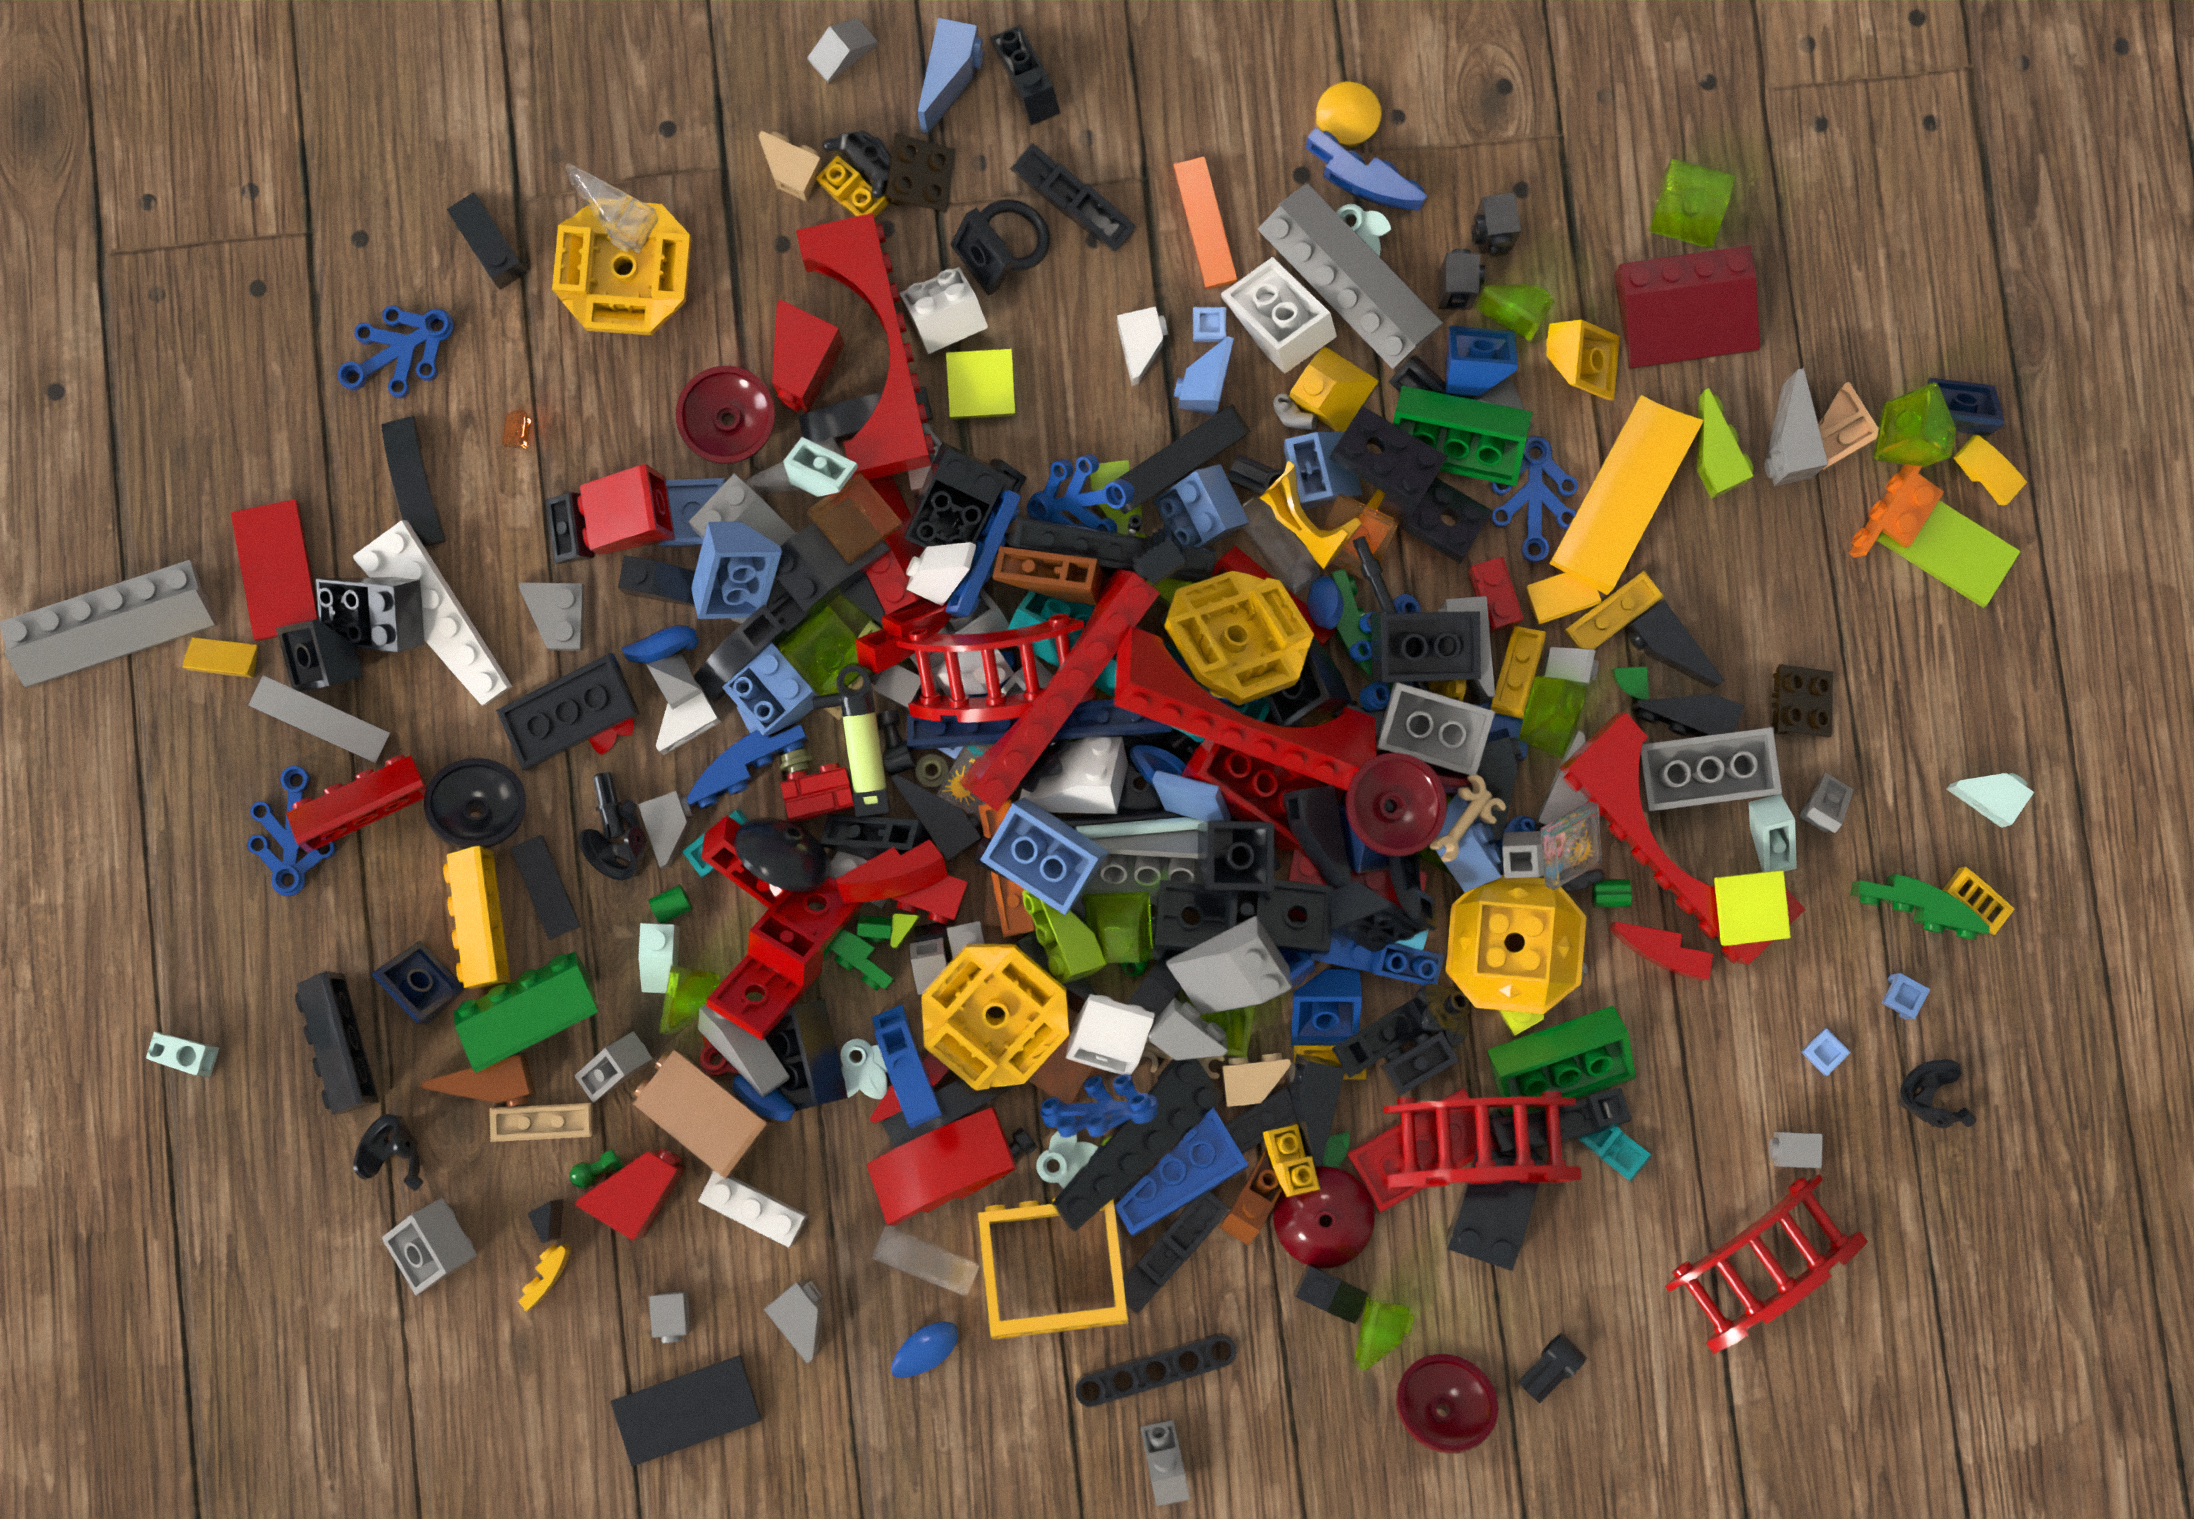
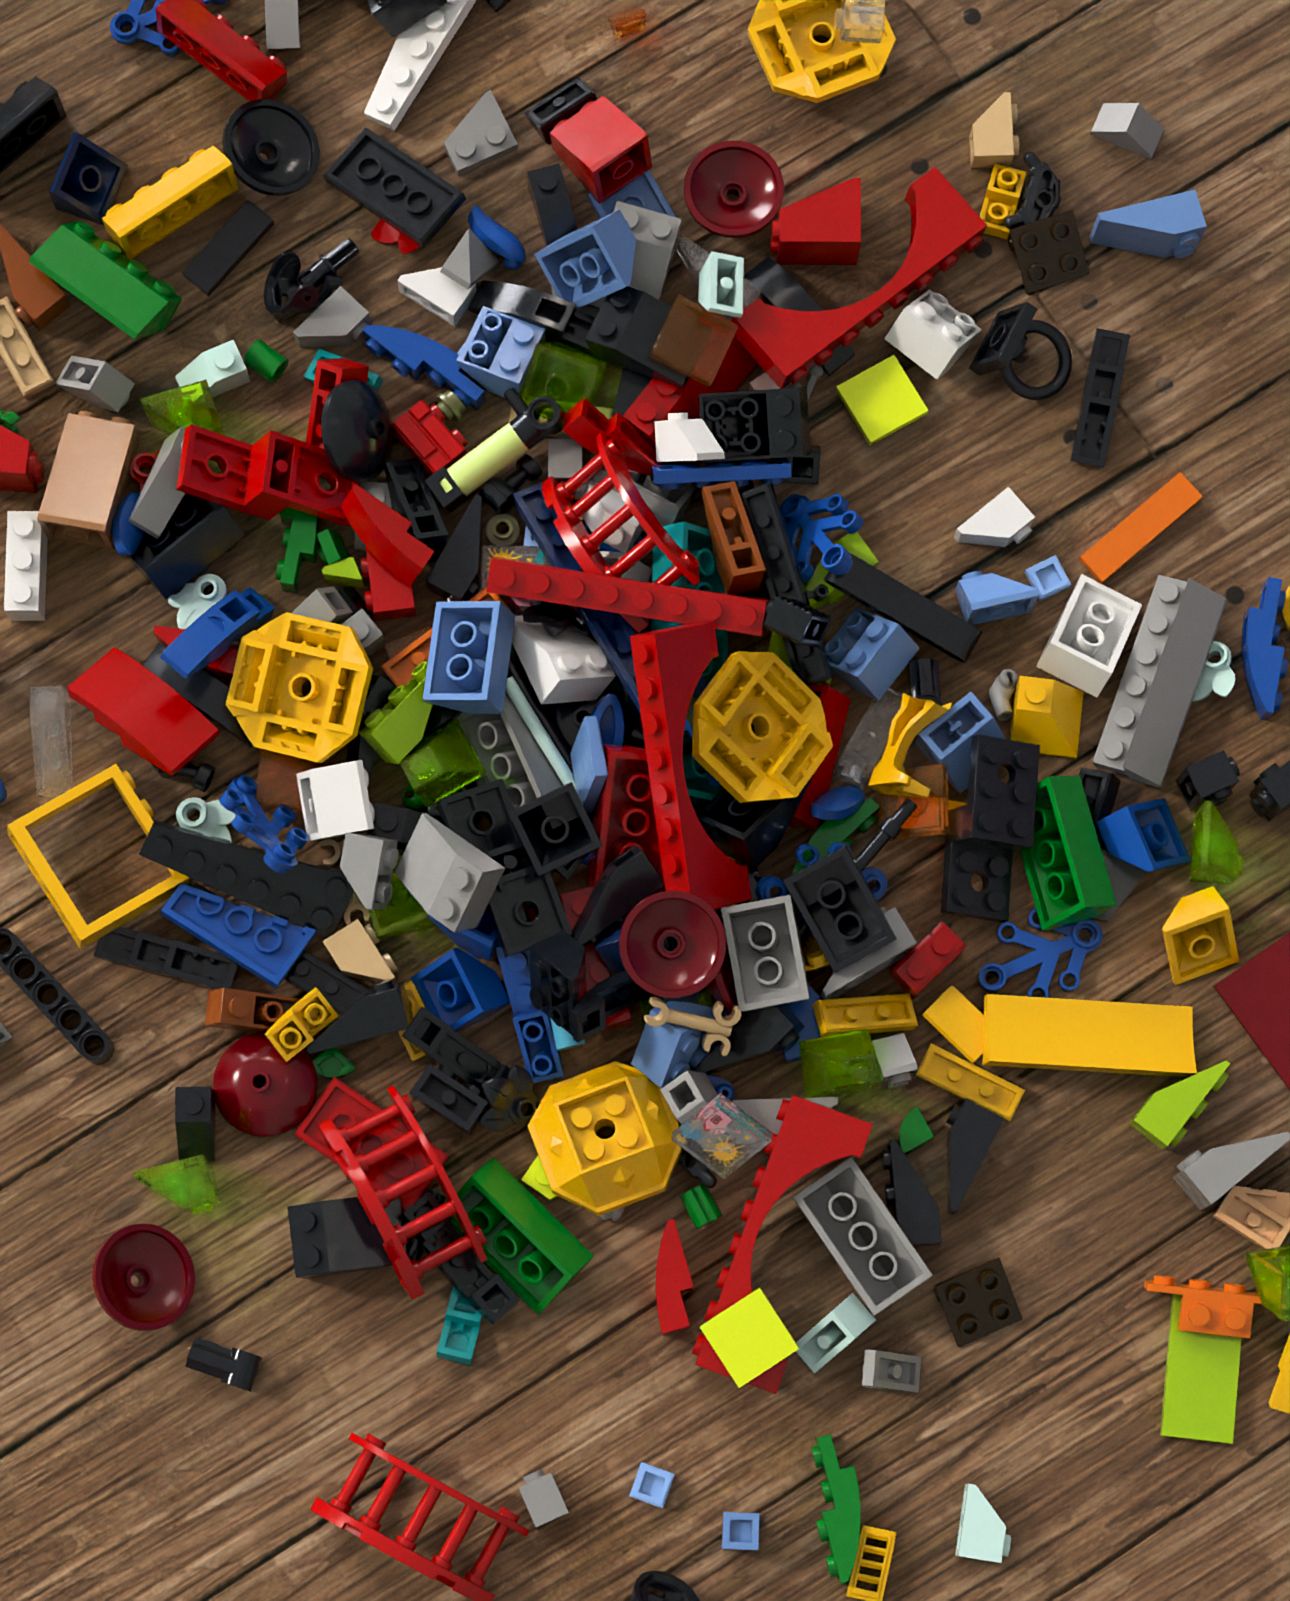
camera: 60 degrees right, 5 degrees down
(1026, 75) = (1191, 300): black slope -> none

